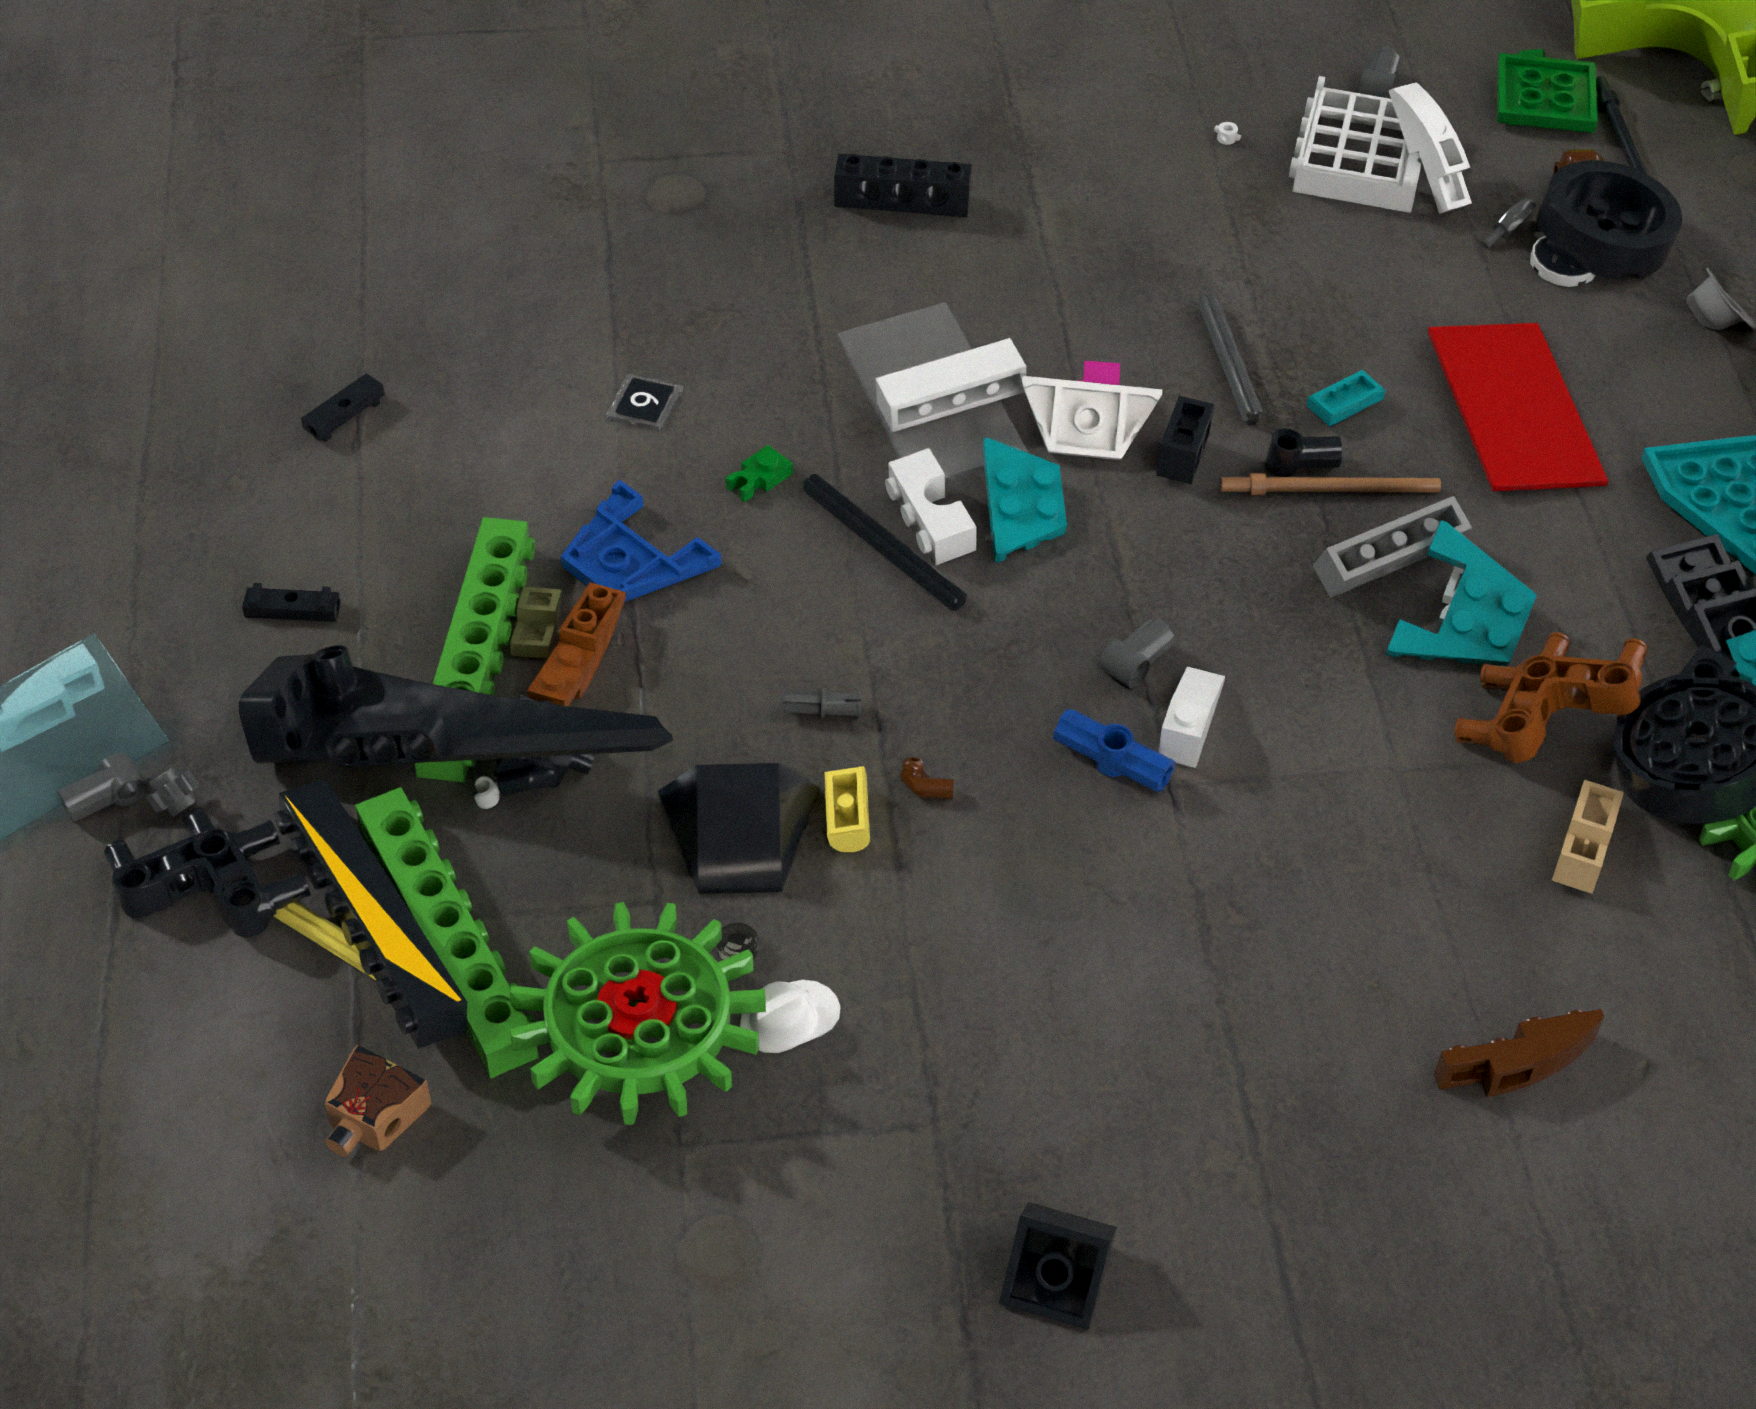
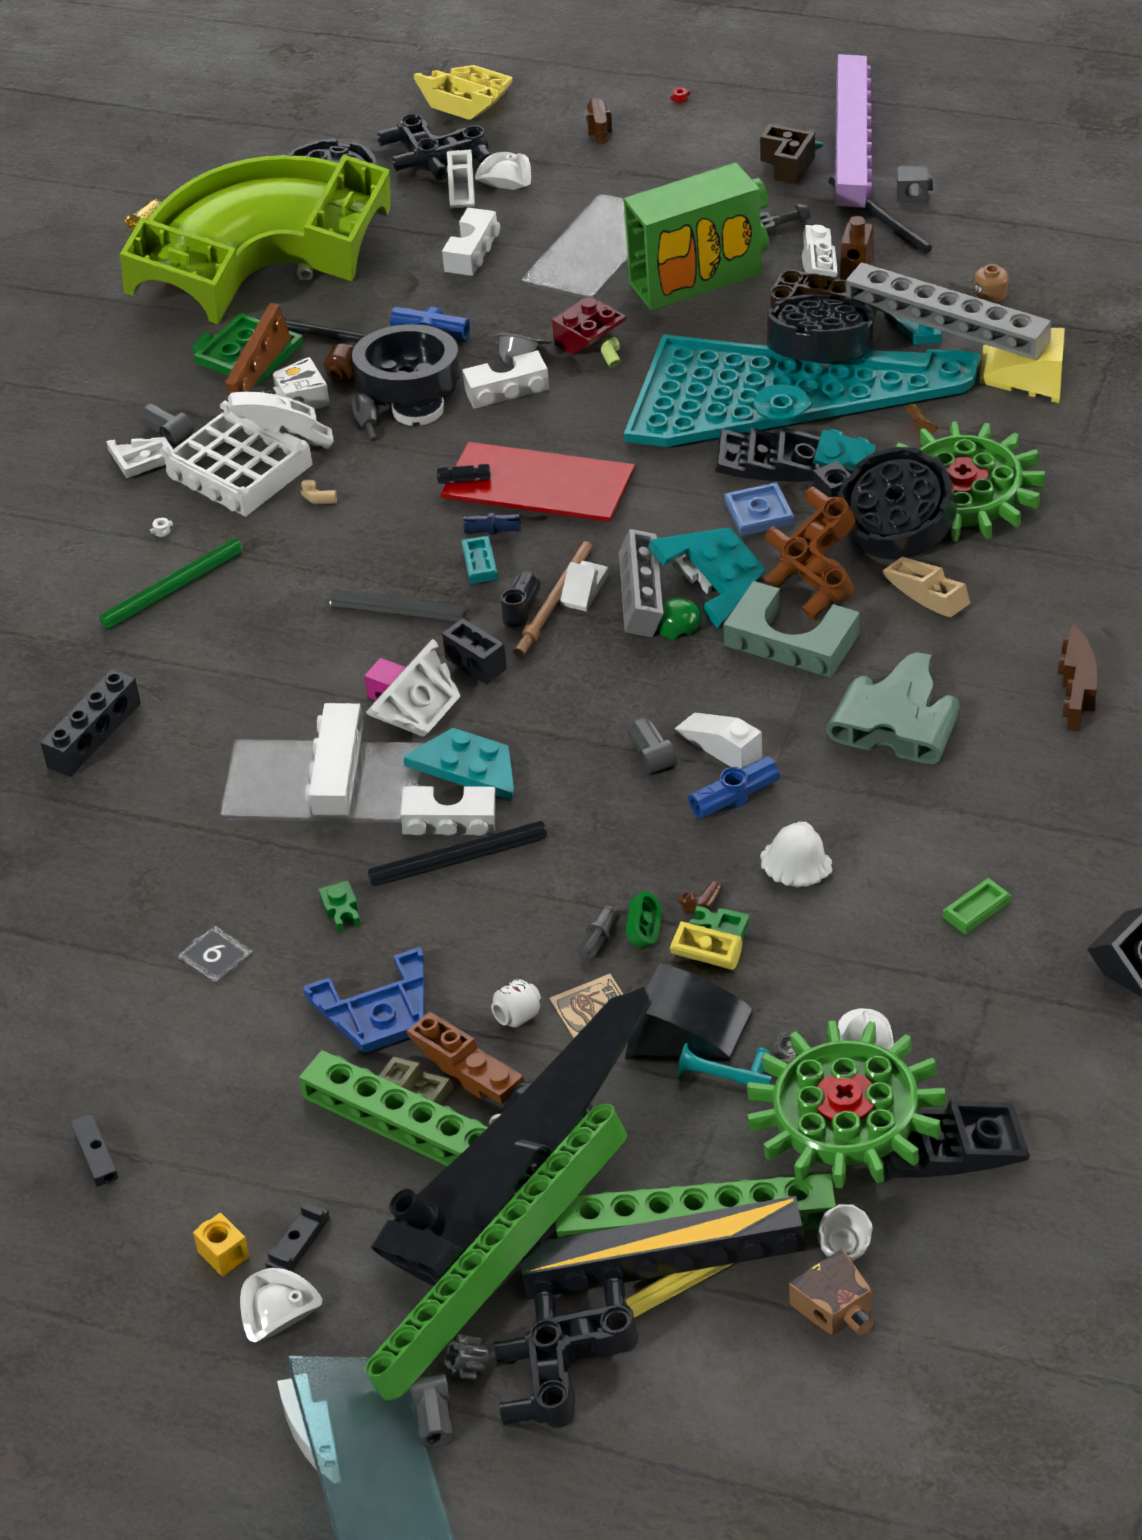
camera: 60 degrees left, 5 degrees down
(196, 612) = (275, 1301): none -> white hat
(255, 544) = (221, 1244): none -> yellow brick
(304, 758) = (495, 1253): none -> bright green beam
(461, 1082) = (846, 1229): none -> white hair
(663, 845) = (691, 1062): none -> teal piece
(664, 1163) = (971, 1140): none -> black slope
(676, 663) = (516, 1003): none -> white head
(722, 735) = (583, 1002): none -> sticker
(859, 735) = (643, 920): none -> green plate
(891, 813) = (724, 921): none -> green plate
(1033, 849) = (796, 856): none -> white hair
(1060, 1064) = (976, 906): none -> bright green tile
(1149, 171) = (170, 583): none -> green axle
(1313, 63) = (139, 455): none -> white wing
(1344, 875) = (896, 713): none -> sand green rock
(1357, 230) = (315, 496): none -> tan arm
(1365, 503) = (582, 584): none -> white slope
(1369, 607) = (679, 617): none -> green hair
(1395, 757) = (813, 651): none -> sand green arch
(1412, 388) = (492, 523): none -> dark blue pin
(1469, 332) = (463, 474): none -> black axle
(1513, 151) = (301, 383): none -> white torso
(1527, 90) = (260, 351): none -> dark orange wing
(1612, 618) = (759, 509): none -> medium blue tile
(1676, 330) = (490, 387): none -> white arch
(1704, 218) = (433, 317): none -> blue piece

